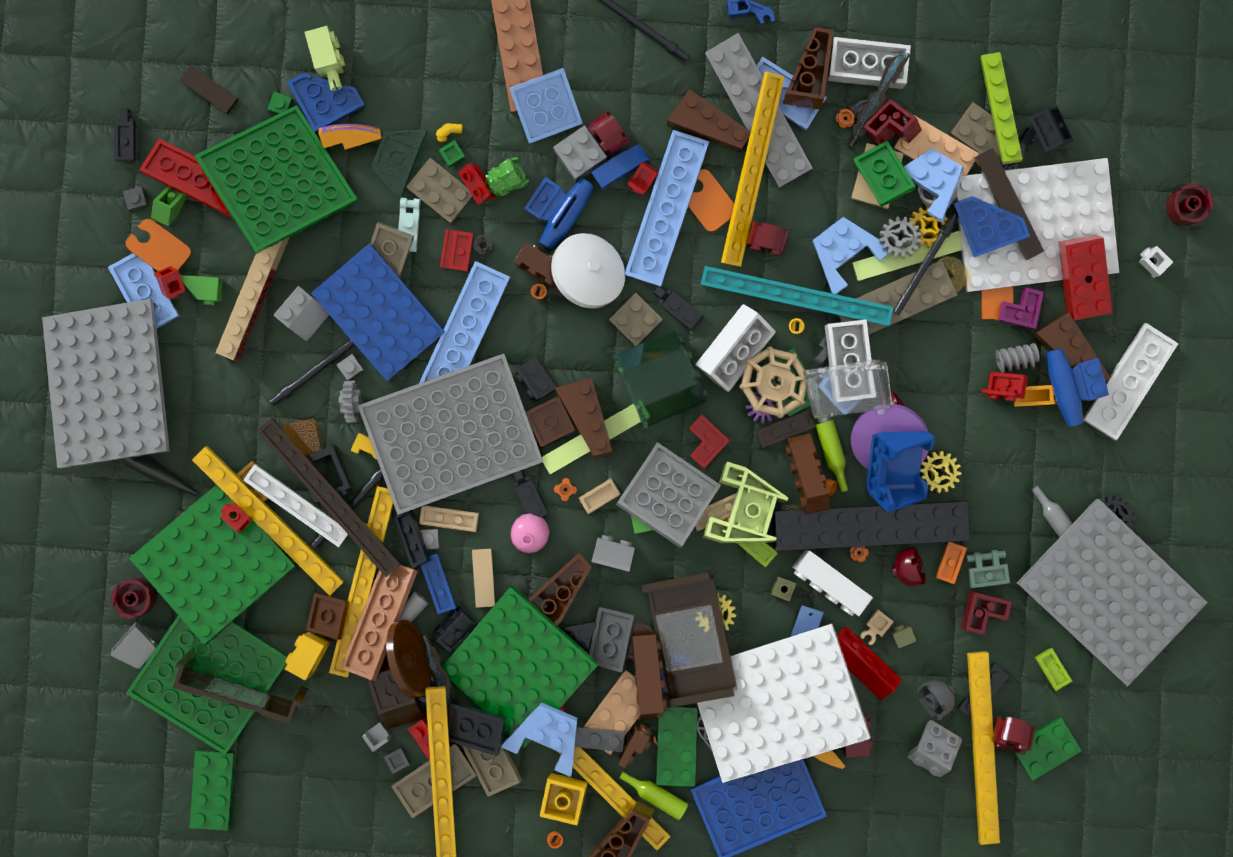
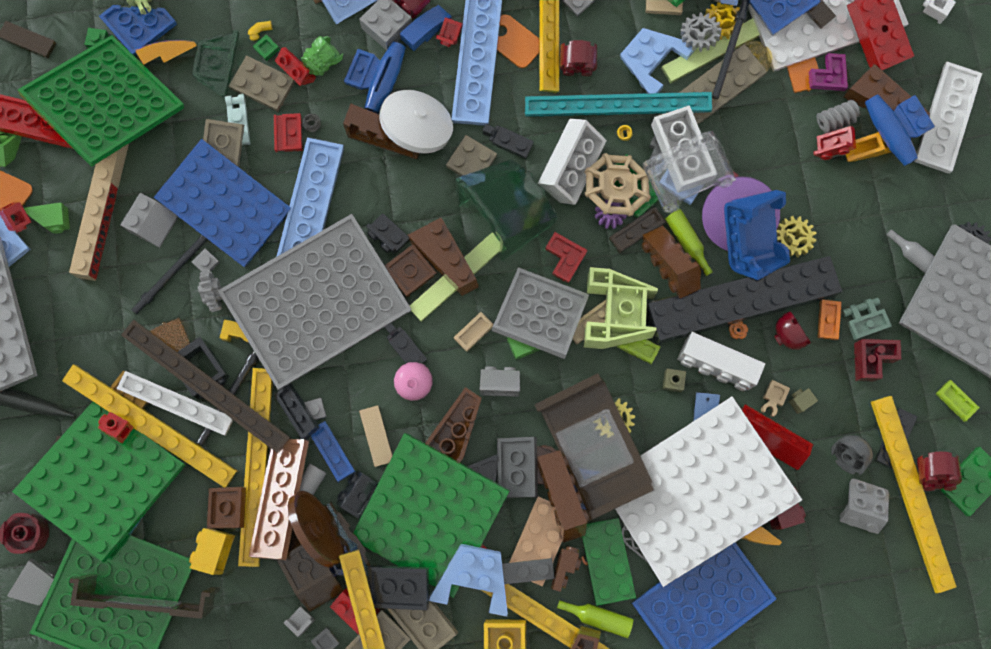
camera: 15 degrees left, 10 degrees down
(449, 518) = (330, 385): tan tile -> none
(542, 292) = (377, 154): orange hinge -> none
(560, 489) = (439, 327): orange plate -> none

